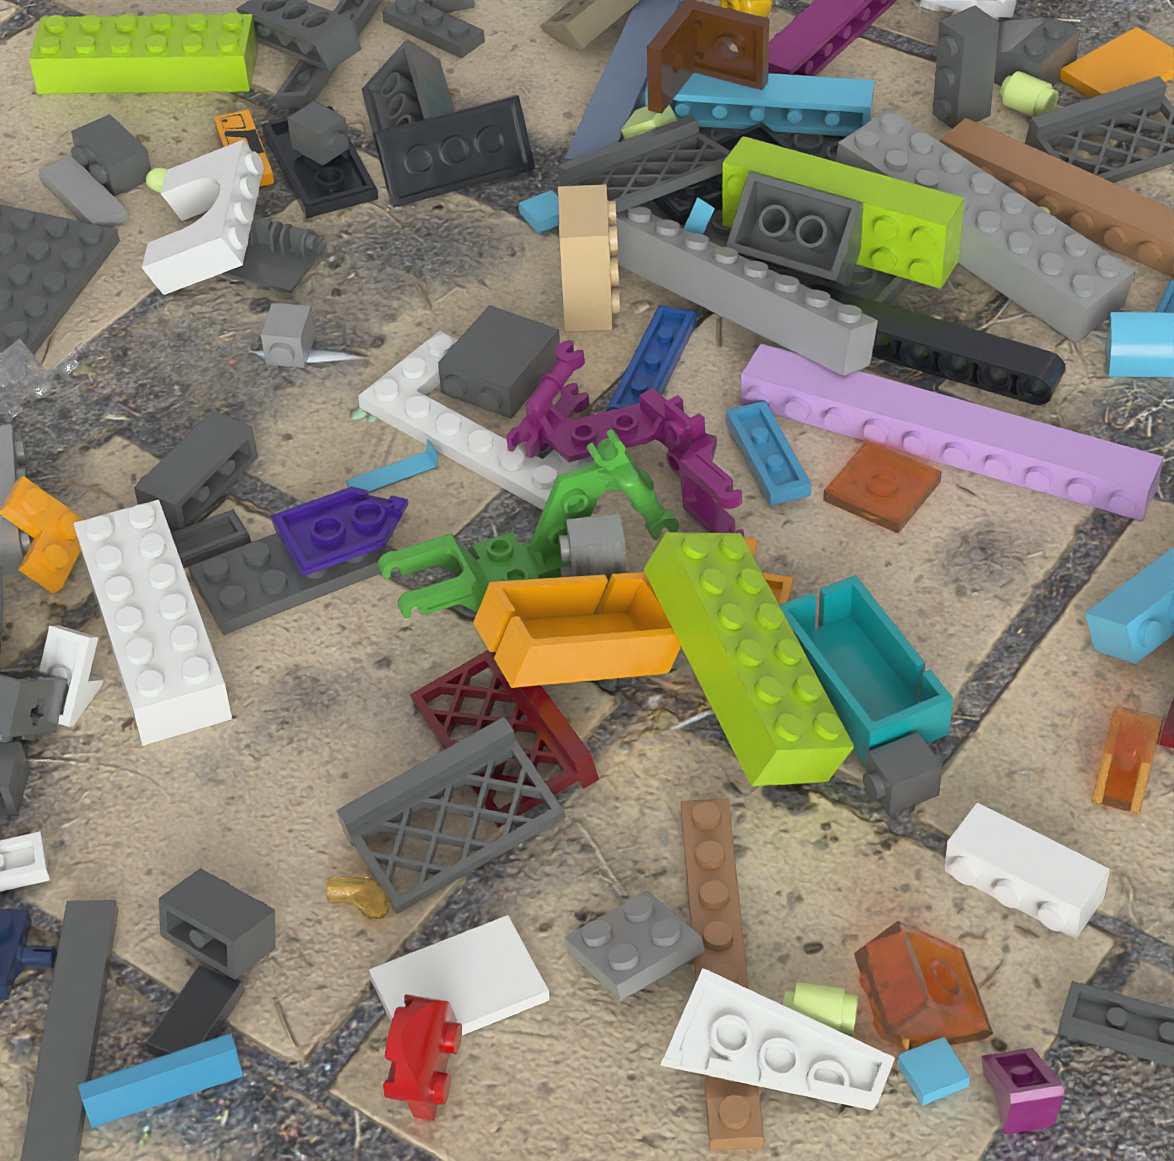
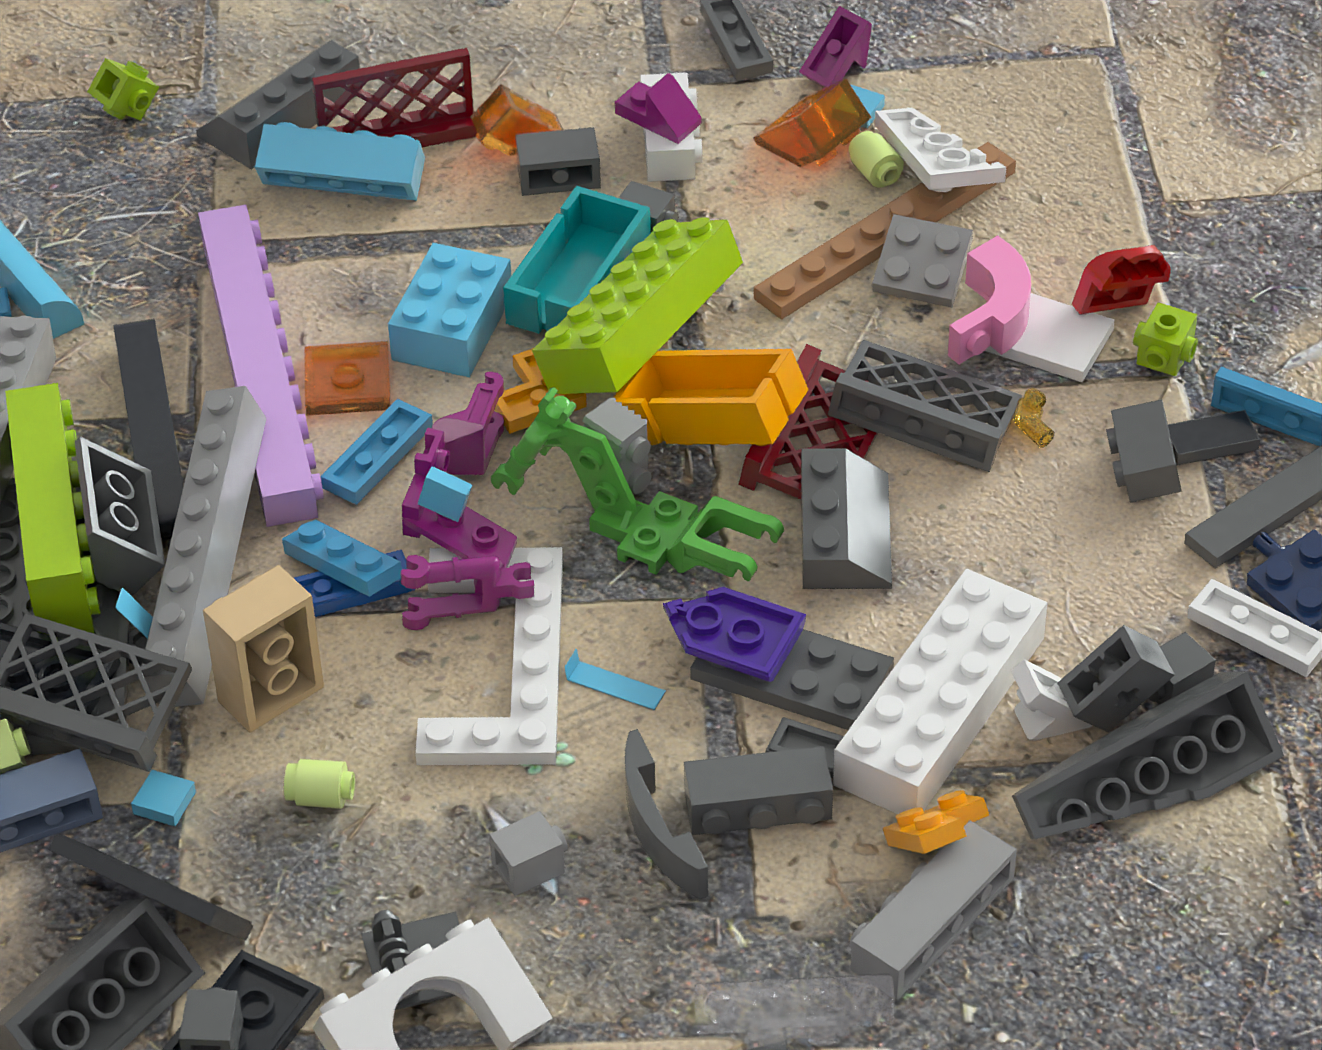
camera: 130 degrees left, 0 degrees up
(193, 400) = (675, 856): none -> dark grey slope
(325, 1050) = (1166, 339): none -> lime brick
(376, 663) = (844, 521): none -> dark grey slope
(465, 271) = (319, 783): none -> yellowish green brick
(498, 361) = (424, 676): dark grey brick -> none
(508, 959) = (1004, 281): none -> bright pink arch
(625, 399) = (444, 494): none -> medium azure tile
(662, 371) = (342, 557): none -> dark azure plate
(897, 563) = (449, 310): none -> medium azure brick
(1019, 833) = (660, 108): none -> magenta slope
(1045, 755) = (558, 161): none -> dark grey brick

